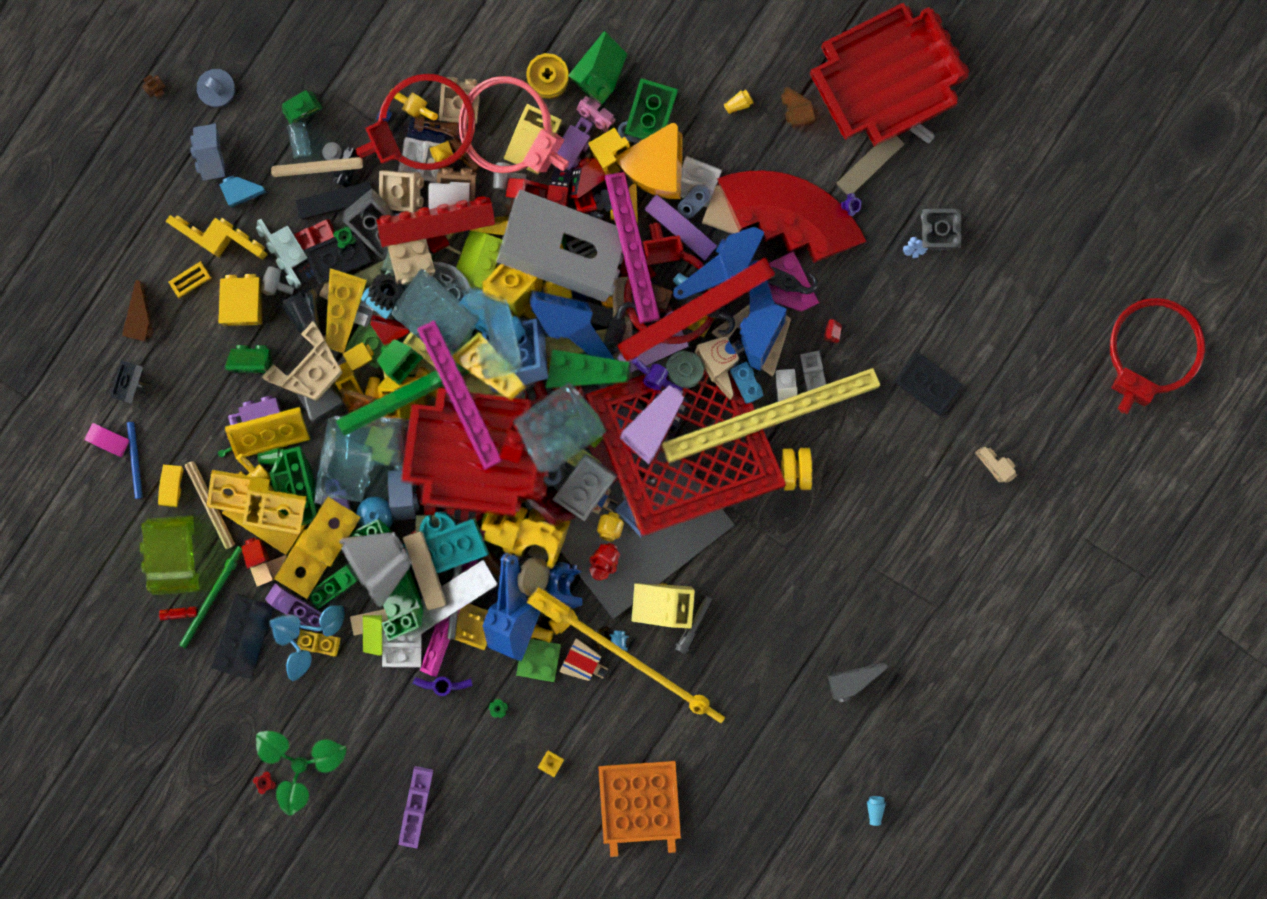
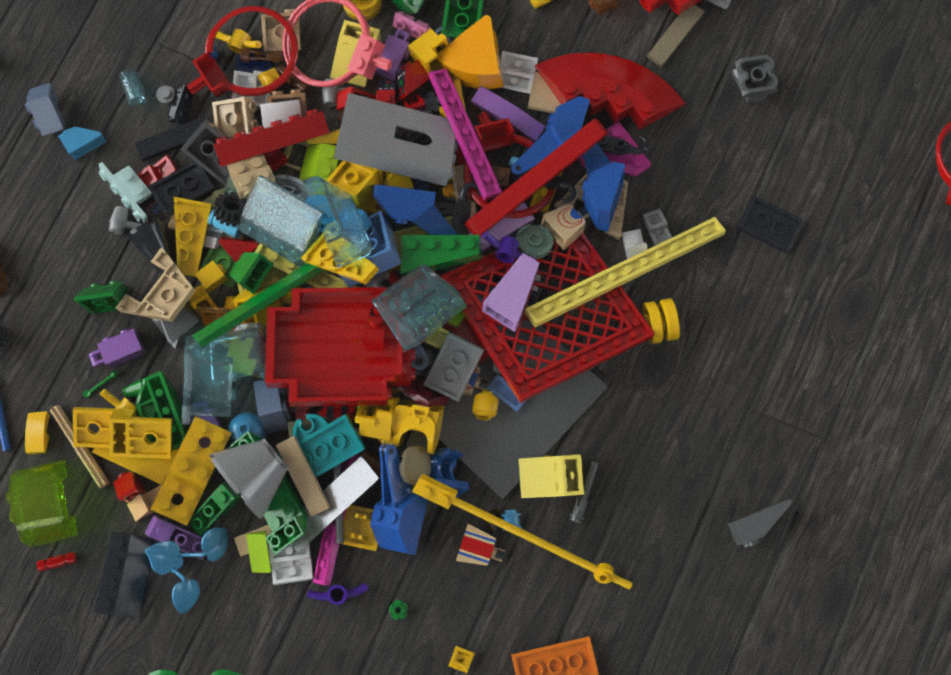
camera: 10 degrees left, 10 degrees down
(203, 271) = (43, 237): yellow tile -> none
(216, 88) = (49, 53): sand blue tile -> none
(217, 236) = (60, 184): yellow bracket -> none
(230, 565) = (105, 503): green bar -> none
(240, 300) = (89, 243): yellow slope -> none
(267, 432) = (129, 364): yellow tile -> none
(301, 107) = (130, 55): green torso -> none
(317, 167) = (151, 107): tan axle -> none
(318, 643) = (205, 570): yellow slope -> none
(344, 232) = (185, 163): green plate -> none
(459, 394) = (314, 291): dark pink tile -> none
(539, 660) = (434, 553): bright green plate -> none
(542, 634) = (432, 525): yellow axle -> none
(562, 626) = (450, 514): yellow cone -> none
(604, 561) = (484, 441): red head -> none
(693, 201) = (517, 89): sand blue plate -> none
(724, 384) = (575, 249): tan piece -> none
(746, 382) = (597, 246): dark azure bracket -> none
(832, 331) = (669, 187): red slope -> none
(856, 204) = (666, 71): dark purple plate -> none
(876, 809) = (804, 653): medium azure cone -> none
(914, 248) = (733, 101): light blue plant -> none
(1001, 468) = (854, 290): tan plate -> none

